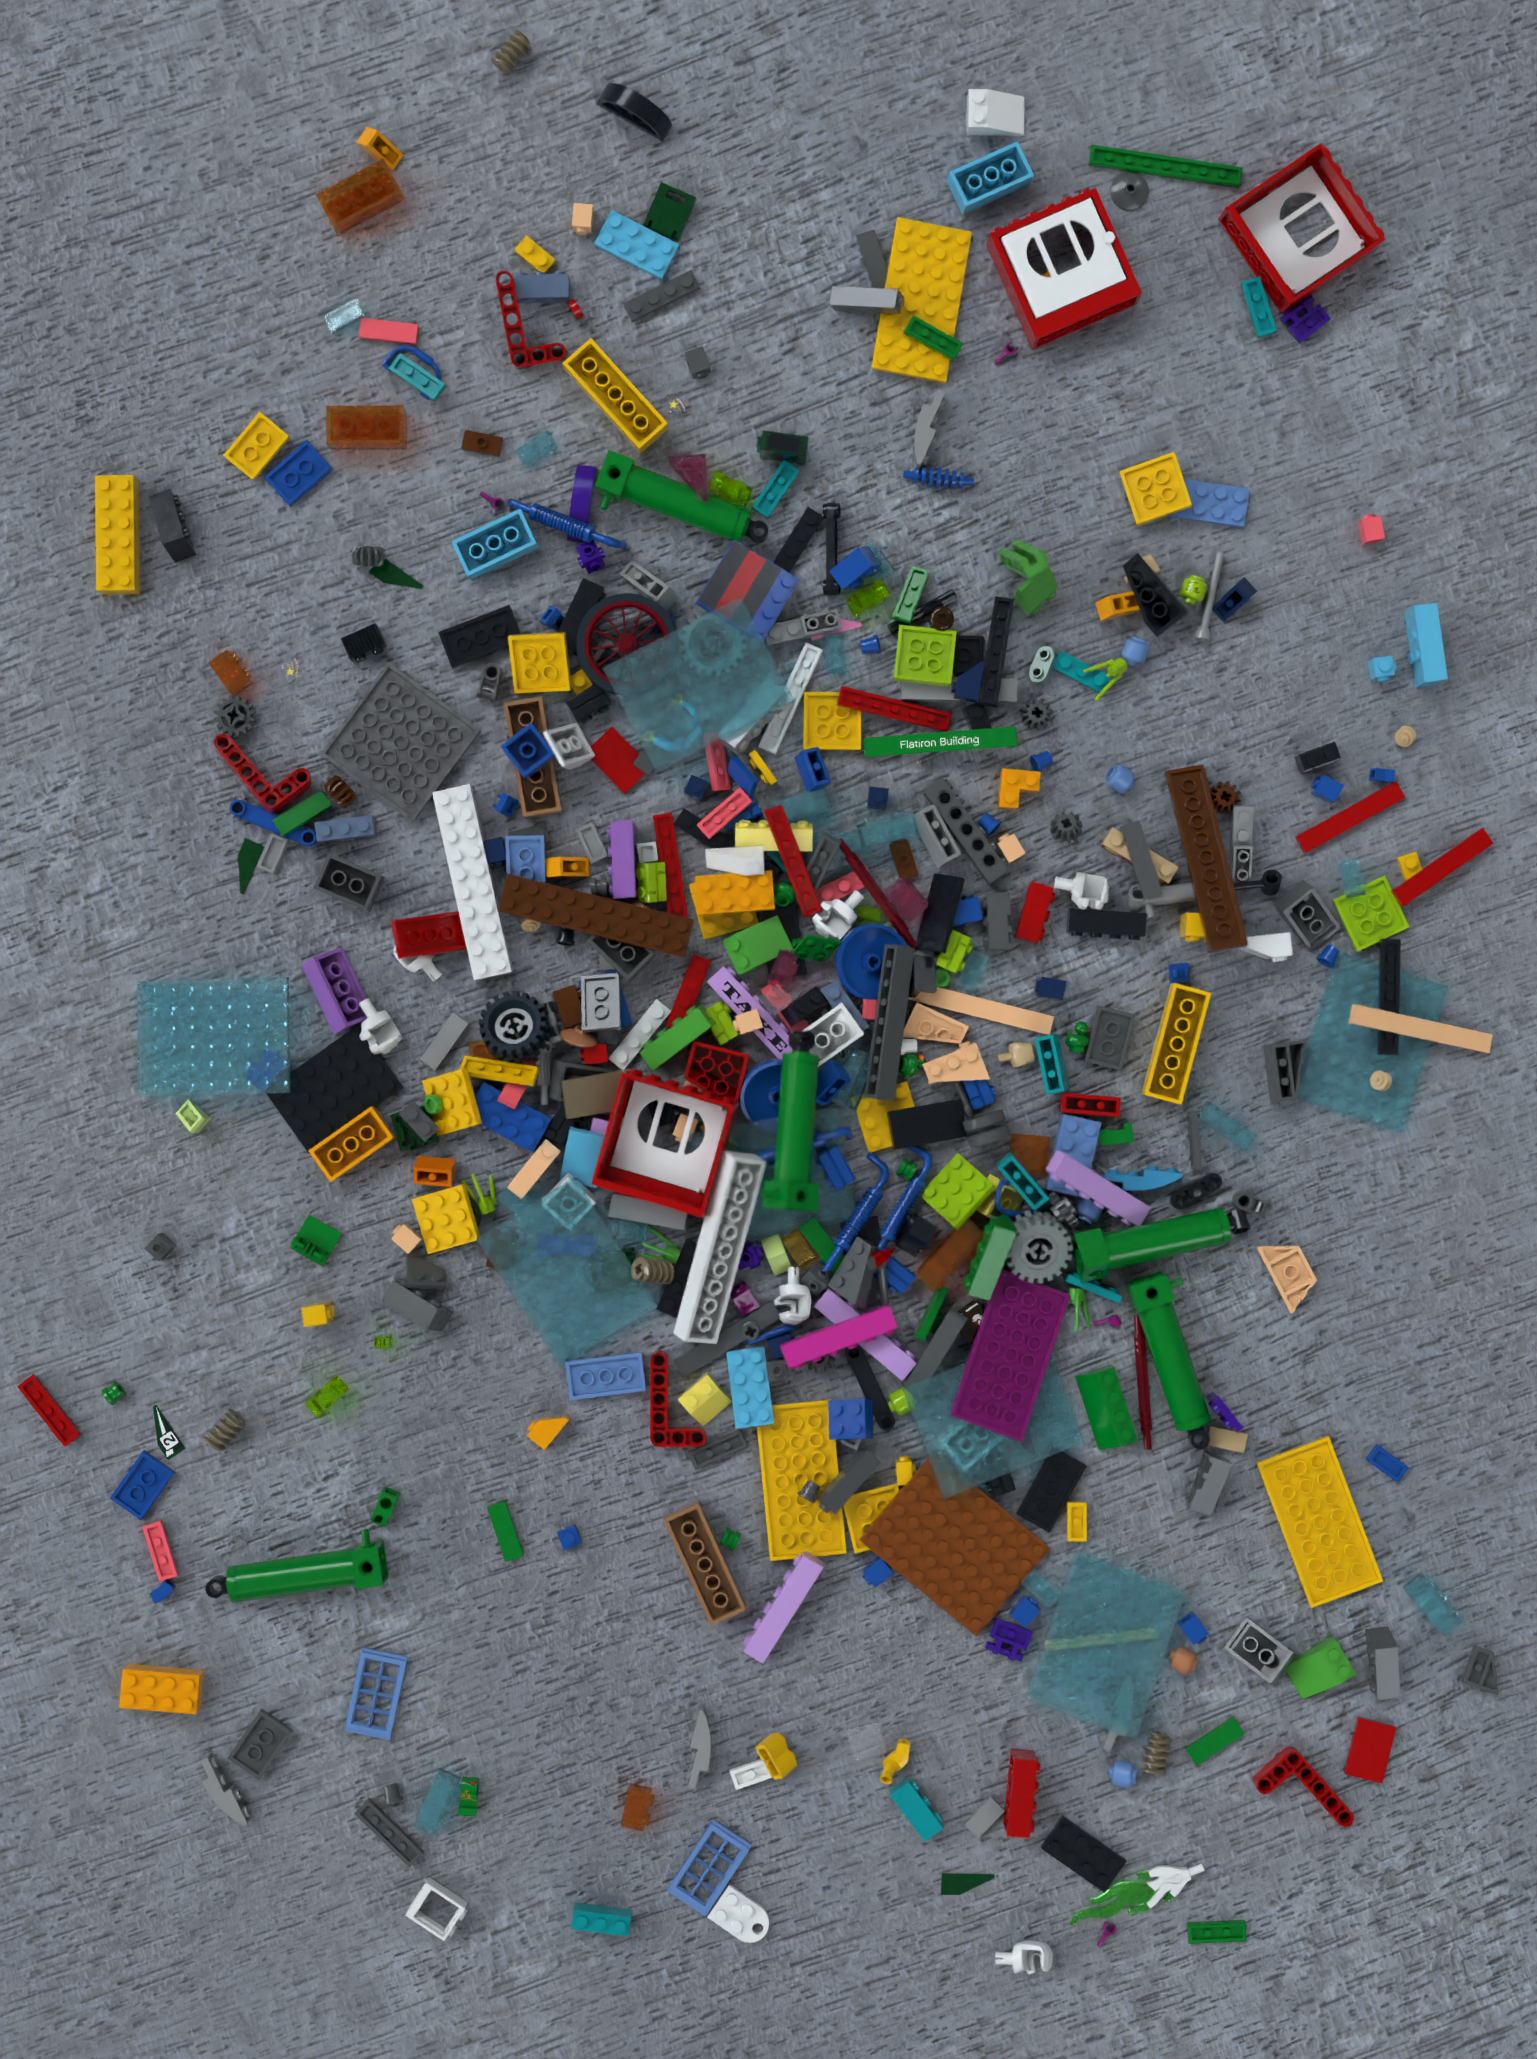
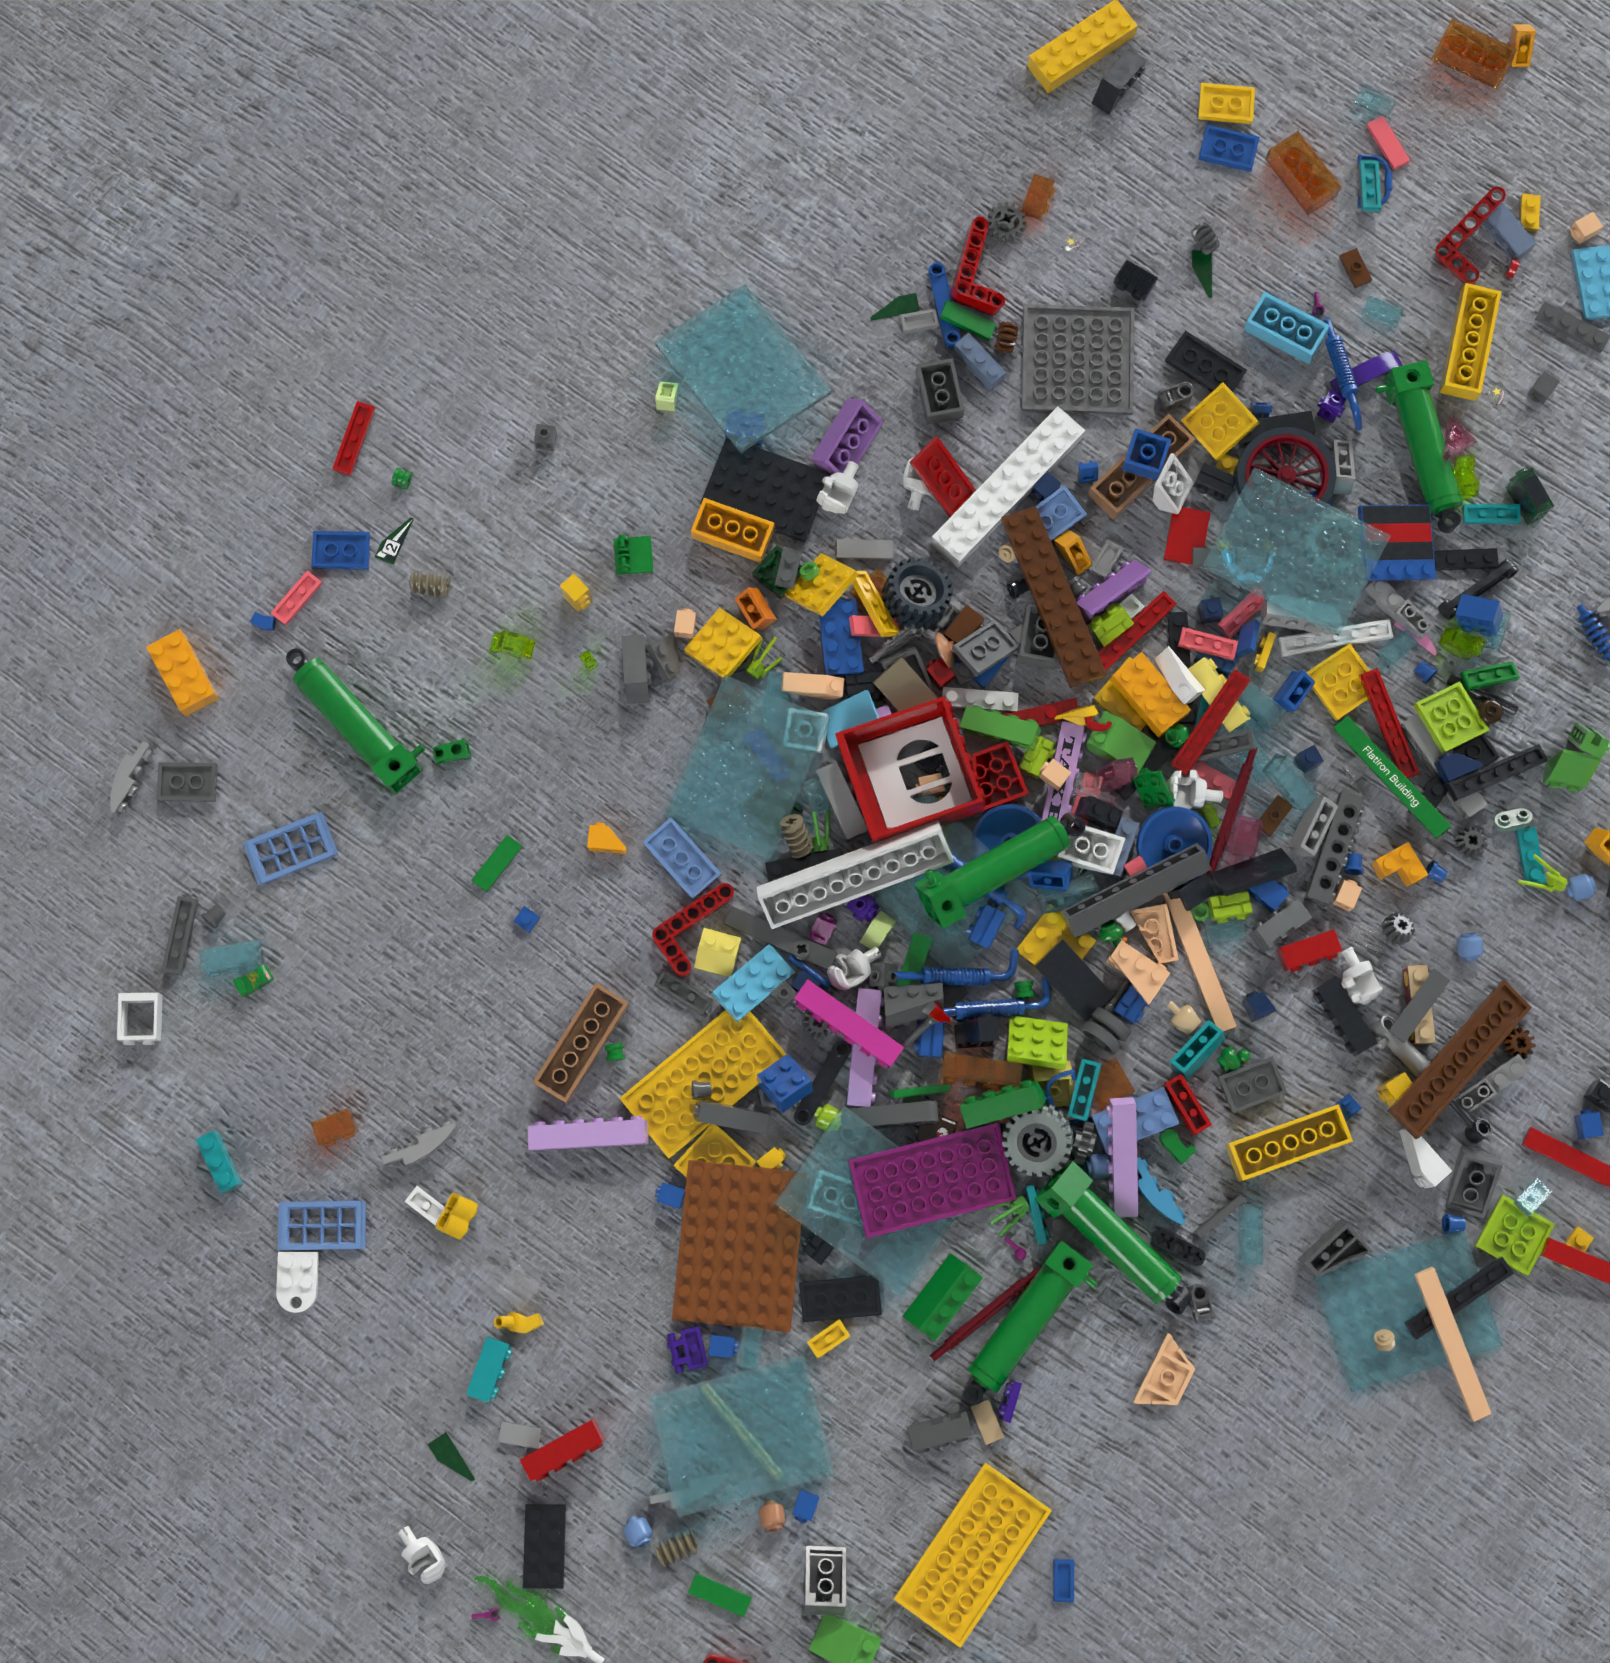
camera: 55 degrees right, 10 degrees down
(715, 961) = (1084, 717): none -> yellow piece
(798, 1248) = (896, 945): clear yellow beam -> none

